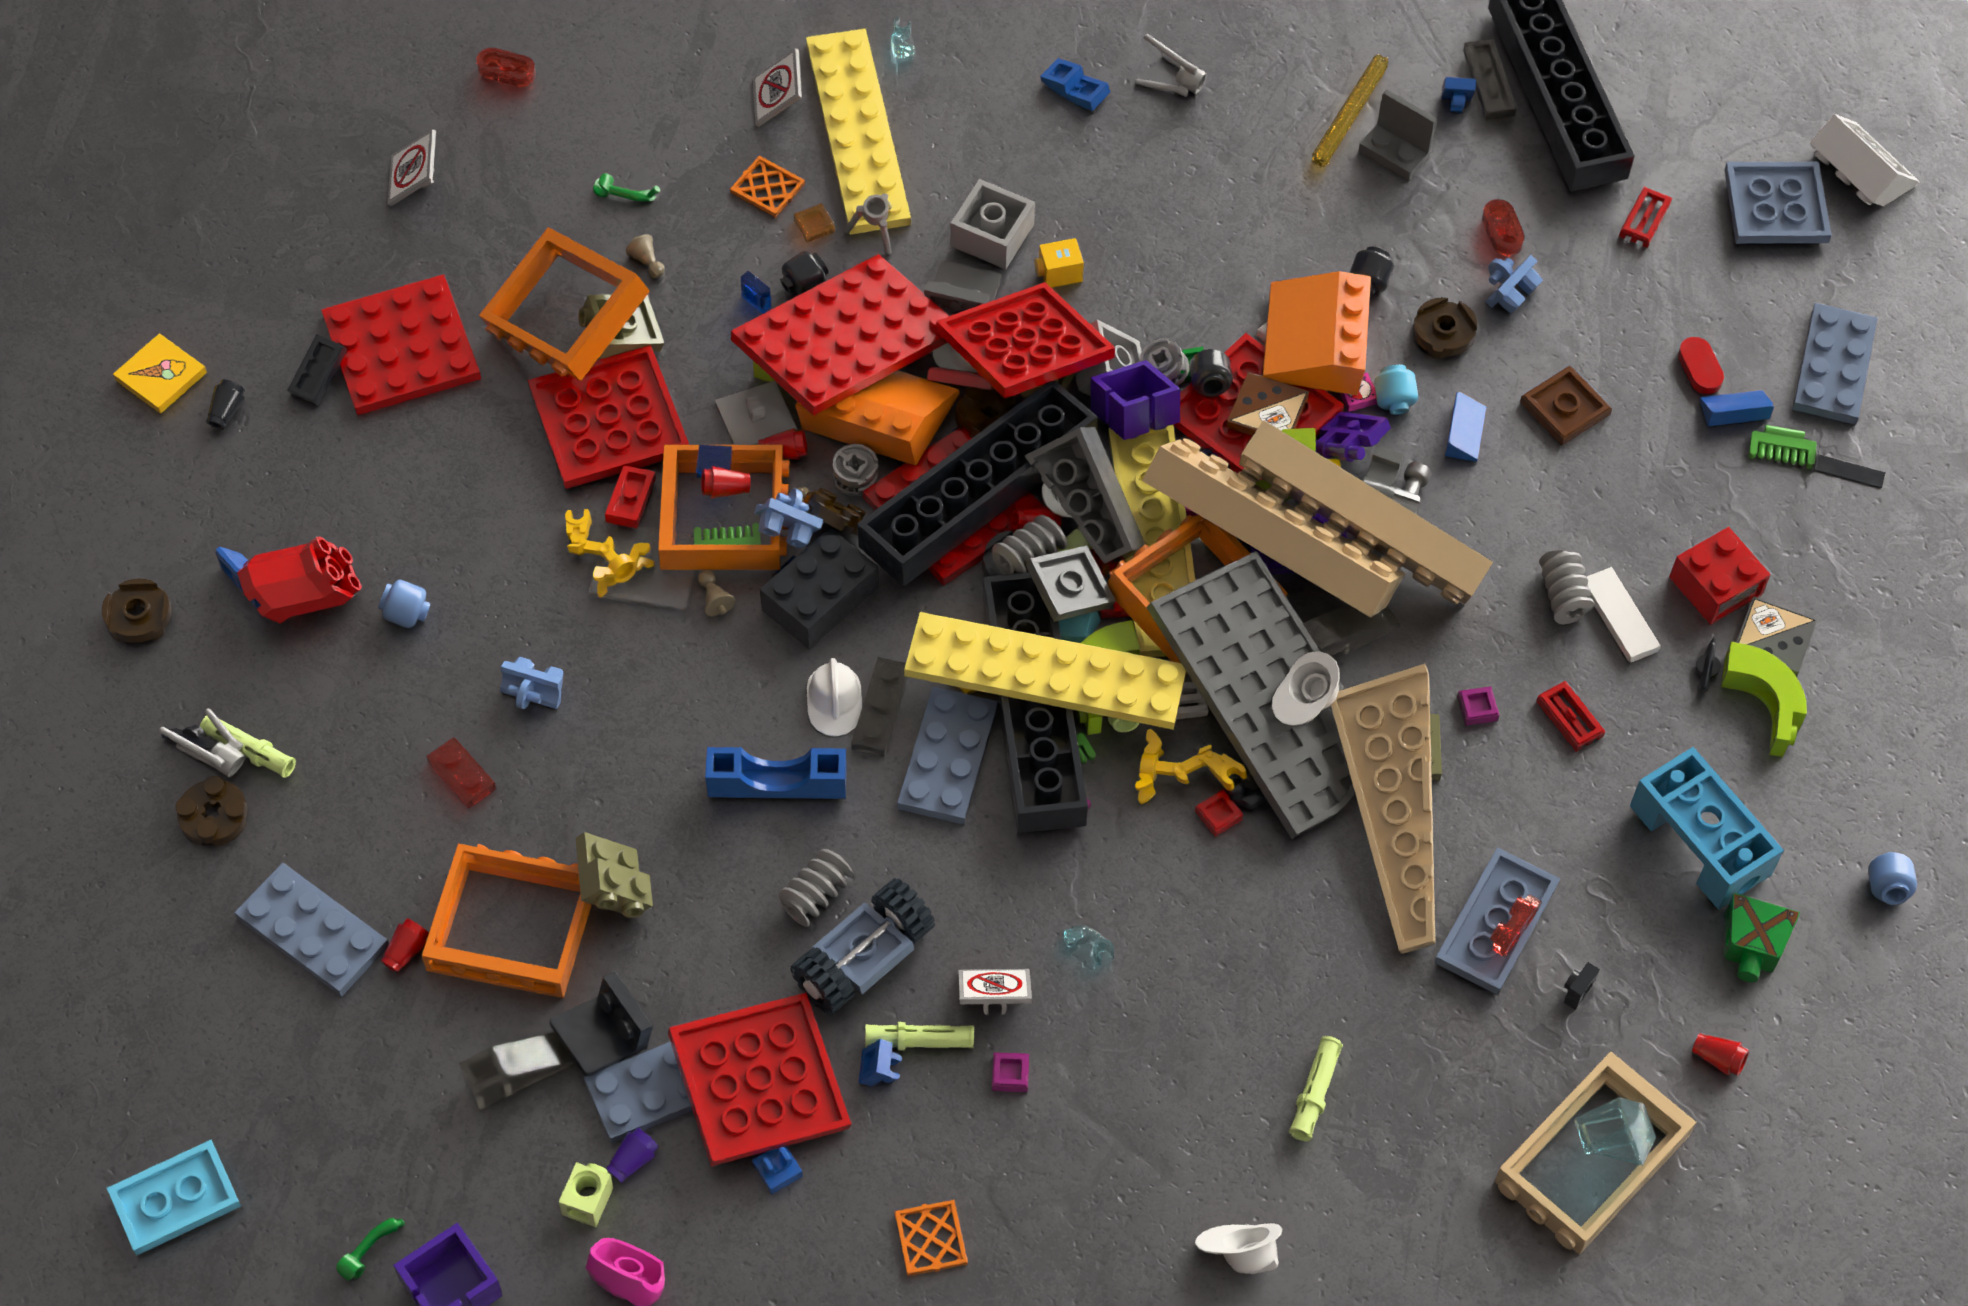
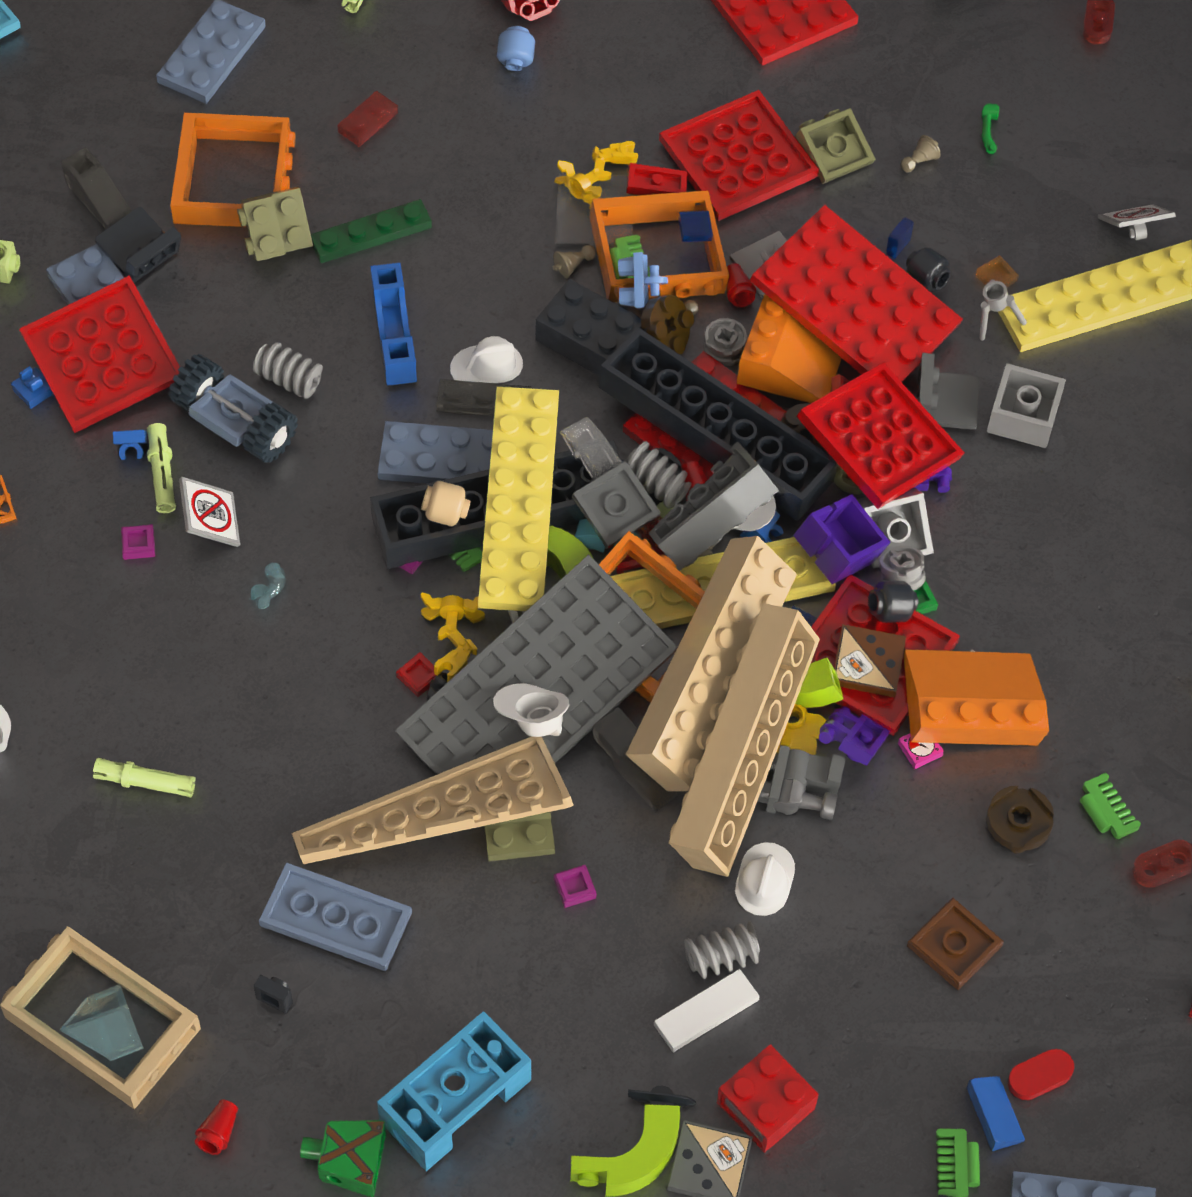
camera: 80 degrees right, 0 degrees up
(404, 945) = (200, 104): red cone -> none
(531, 685) = (452, 143): medium blue hips -> none
(601, 329) = (850, 125): orange window -> none
(627, 788) = (371, 231): none -> dark green plate
(632, 1154) = (34, 286): dark purple cone -> none
(724, 482) = (670, 232): red cone -> none
(777, 170) = (1022, 250): orange window -> none
(993, 594) = (591, 447): none -> clear slope
(1050, 735) = (445, 503): none -> tan head
(1060, 263) = (1001, 471): yellow brick -> none
(1374, 263) = (1069, 741): black head -> none
(1396, 389) = (926, 776): medium azure head -> none
(1437, 266) = (1101, 810): none -> bright green piece
(1465, 428) = (900, 847): slope -> none
(1491, 539) = (764, 879): none -> white piece
(1508, 934) = (310, 917): clear red plate -> none
(1523, 275) = (1106, 884): medium blue hips -> none
(1560, 722) = (585, 982): red tile -> none

